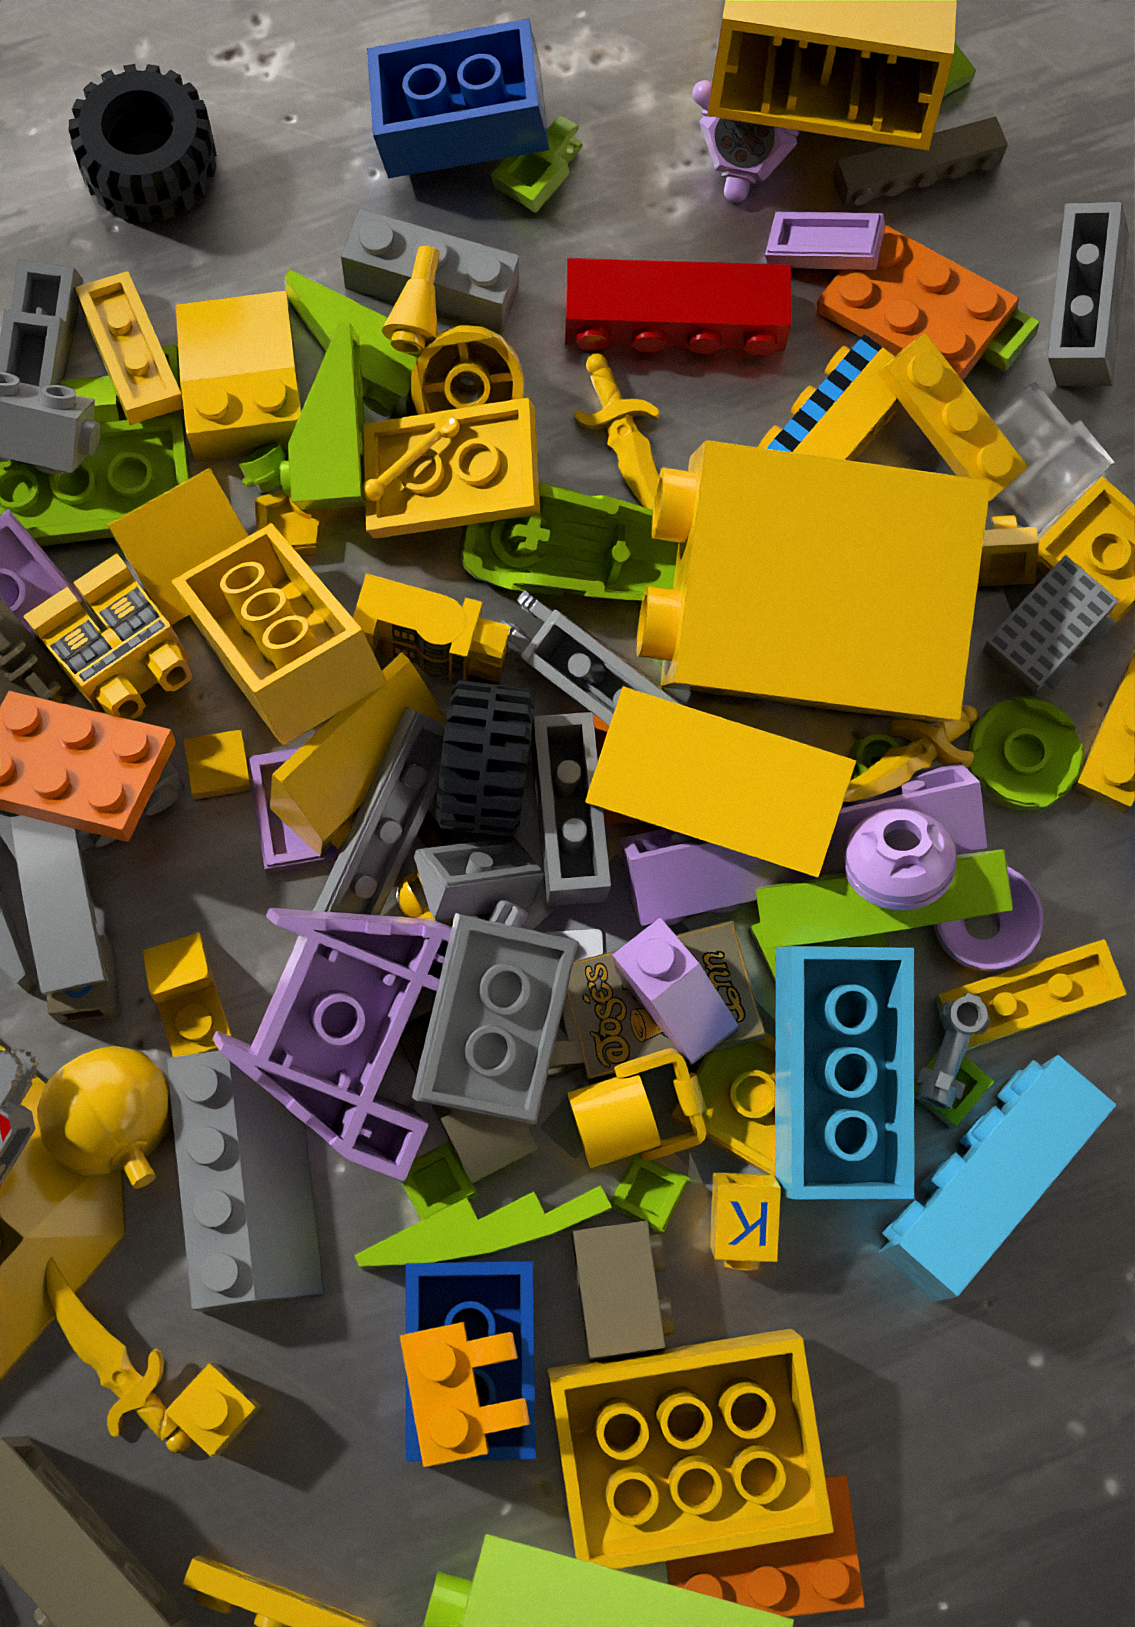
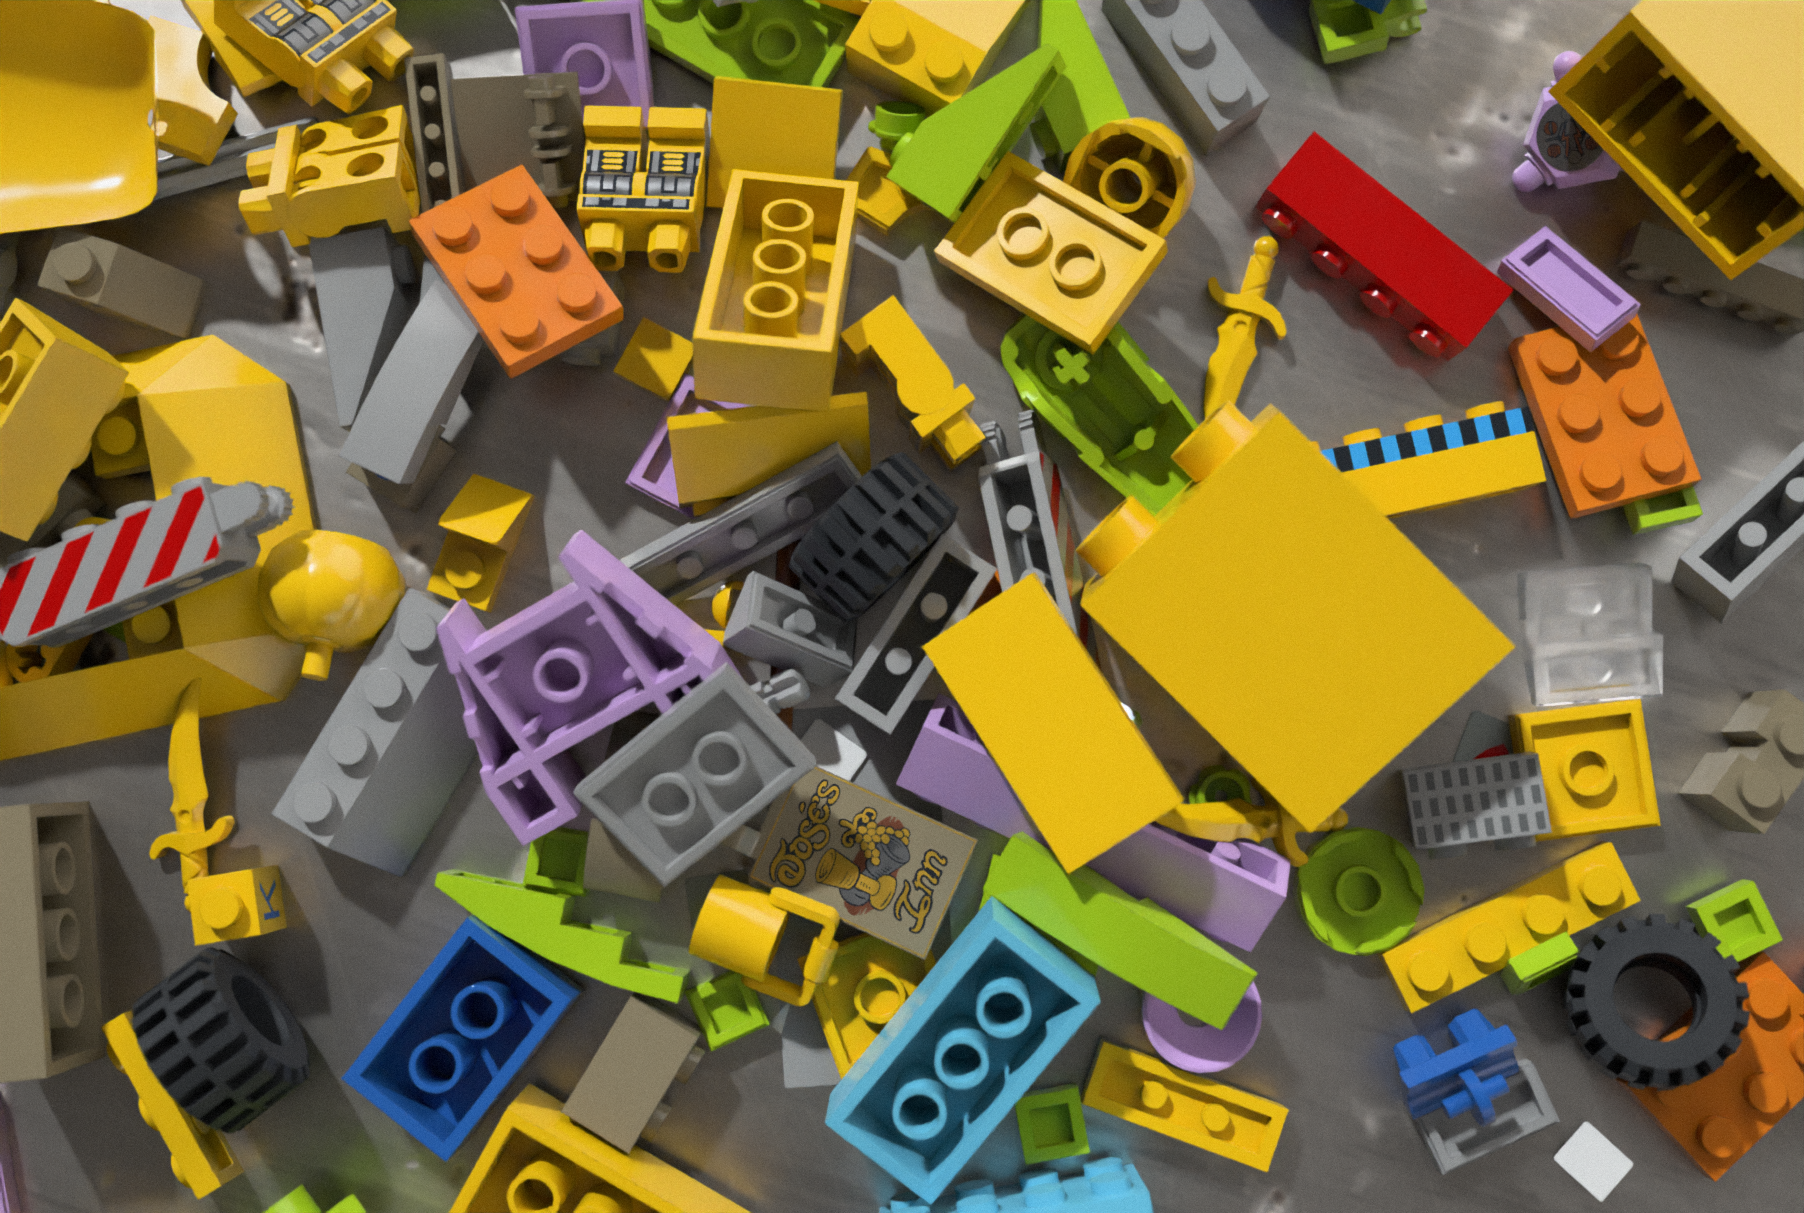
camera: 45 degrees right, 10 degrees up
(288, 1511) = (220, 1040): none -> black tyre
(414, 315) = (1127, 84): yellow cone -> none
(445, 426) = (1073, 210): yellow hinge -> none
(446, 1393) = (411, 1053): light orange plate -> none
(674, 990) = (872, 867): lavender slope -> none
(745, 1219) = (784, 1097): yellow brick -> none
(898, 877) = (1139, 936): lavender piece -> none
(951, 415) = (1543, 545): yellow plate -> none
(960, 1022) = (1102, 1085): light grey bar -> none
(1008, 553) = (1493, 705): yellow tile -> none

